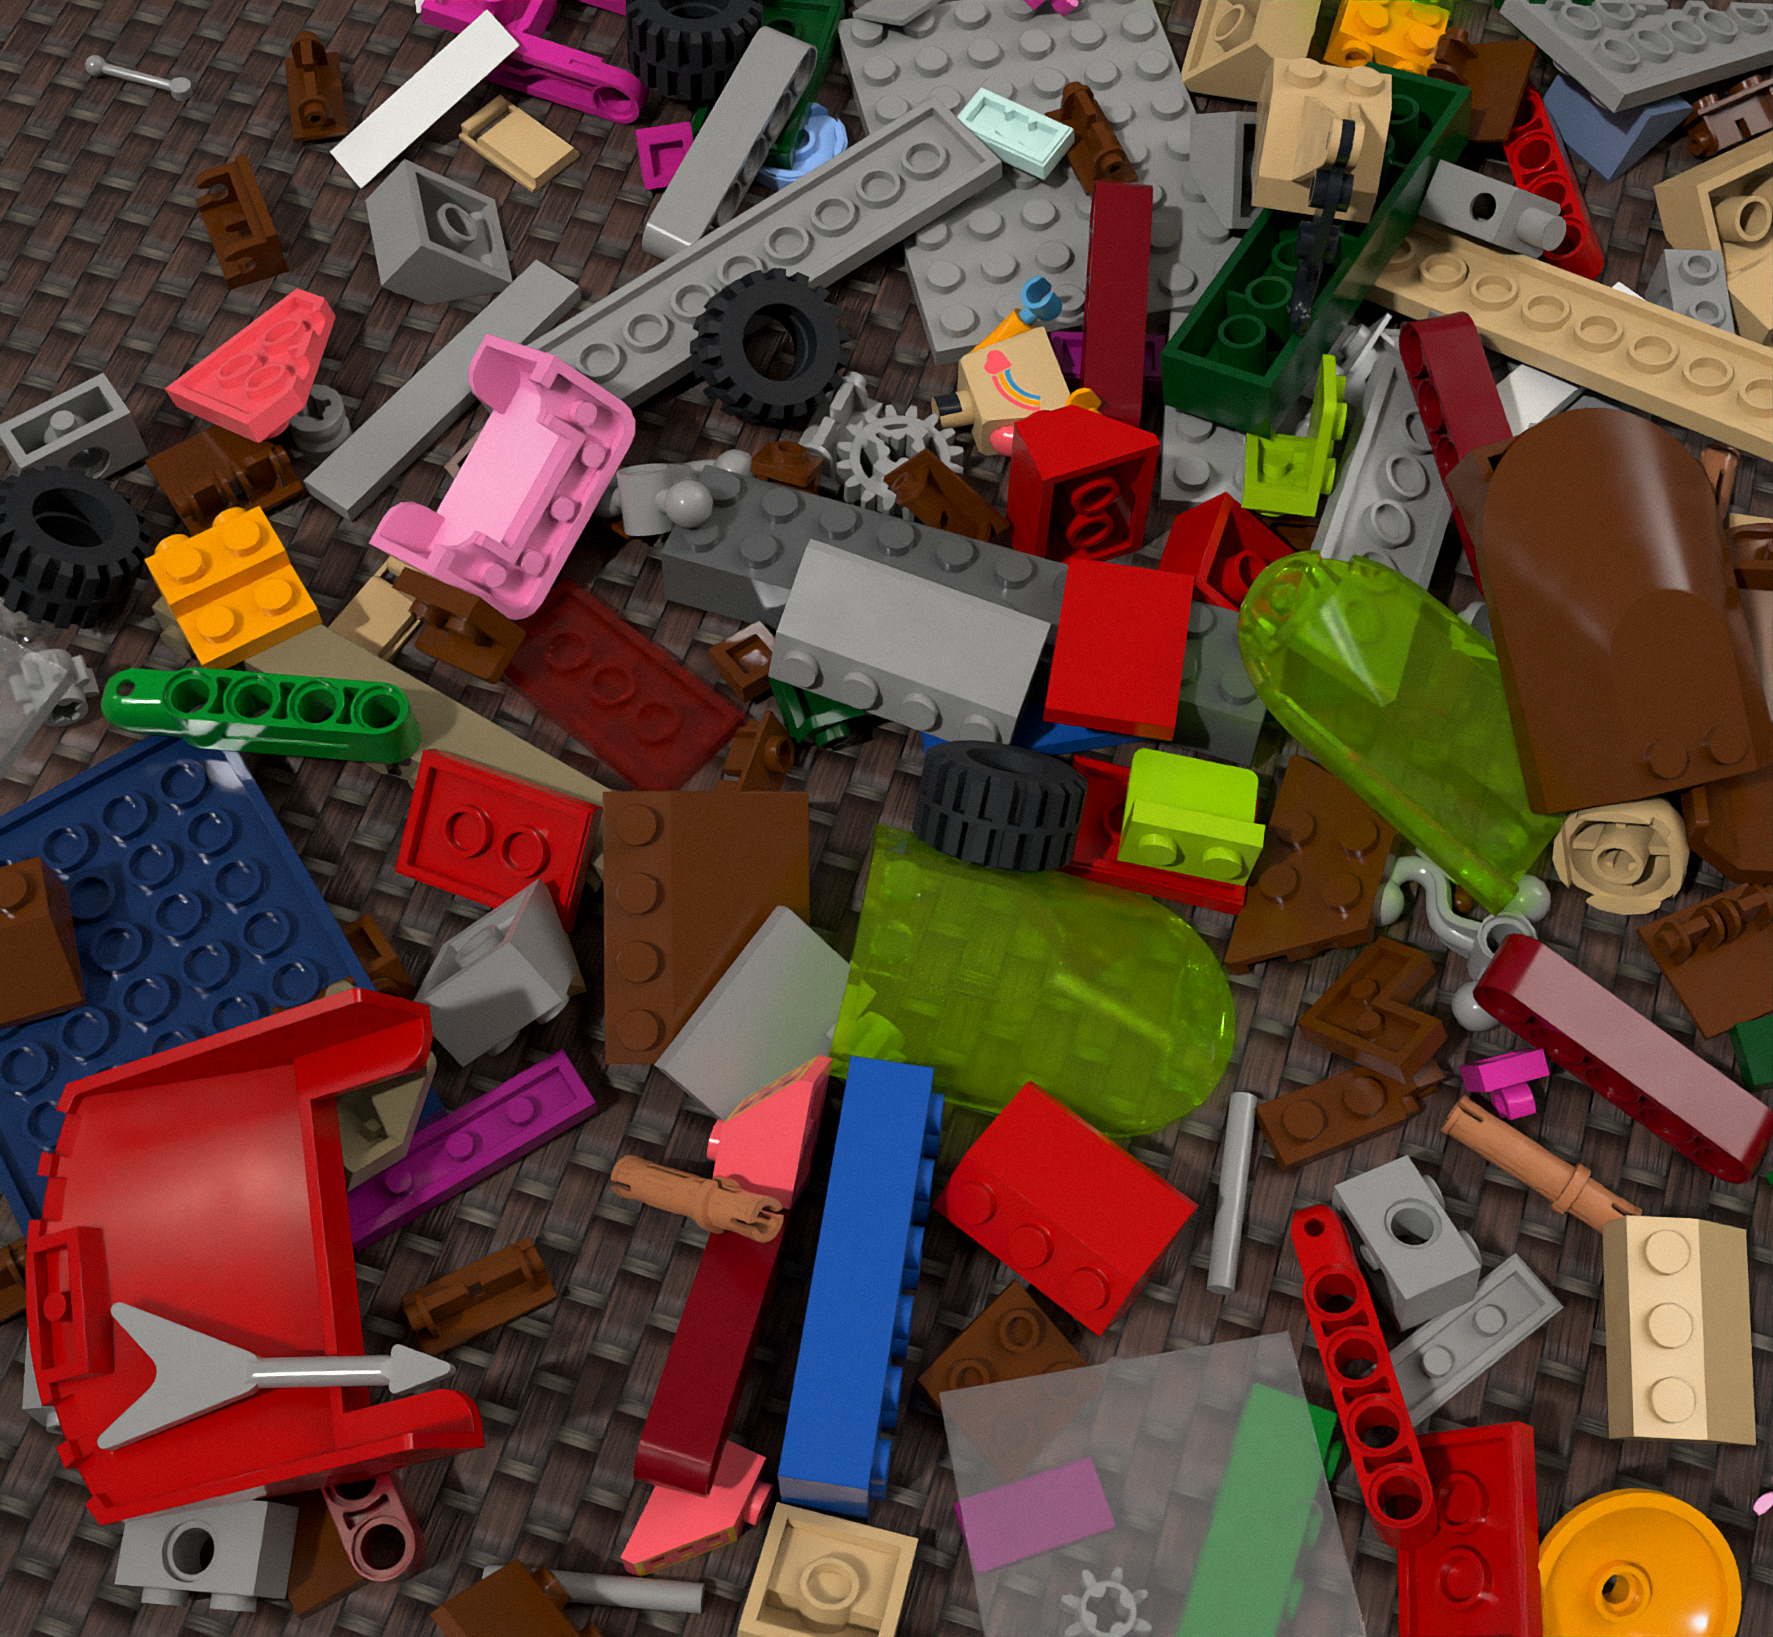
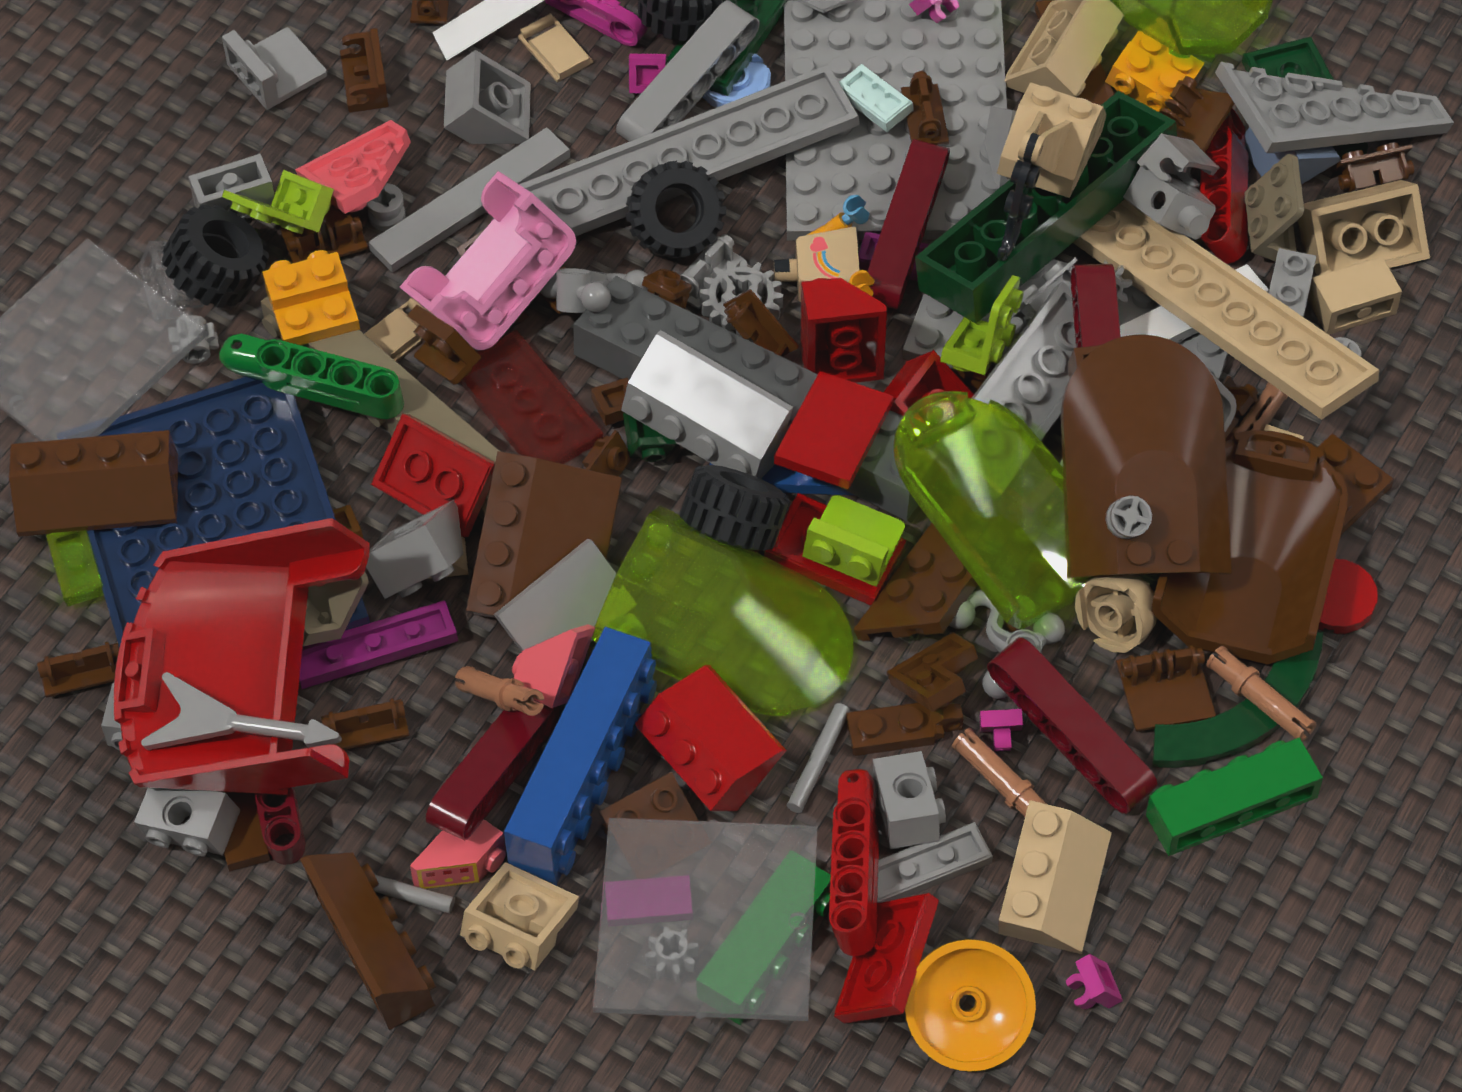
camera: 15 degrees right, 5 degrees down
(98, 240) = (273, 66): none -> light grey bracket
(175, 444) = (295, 206): none -> lime bracket
(1480, 142) = (1176, 157): none -> light grey hinge
(1641, 189) = (1274, 207): none -> dark tan bracket
(1659, 695) = (1136, 518): none -> light grey wheel

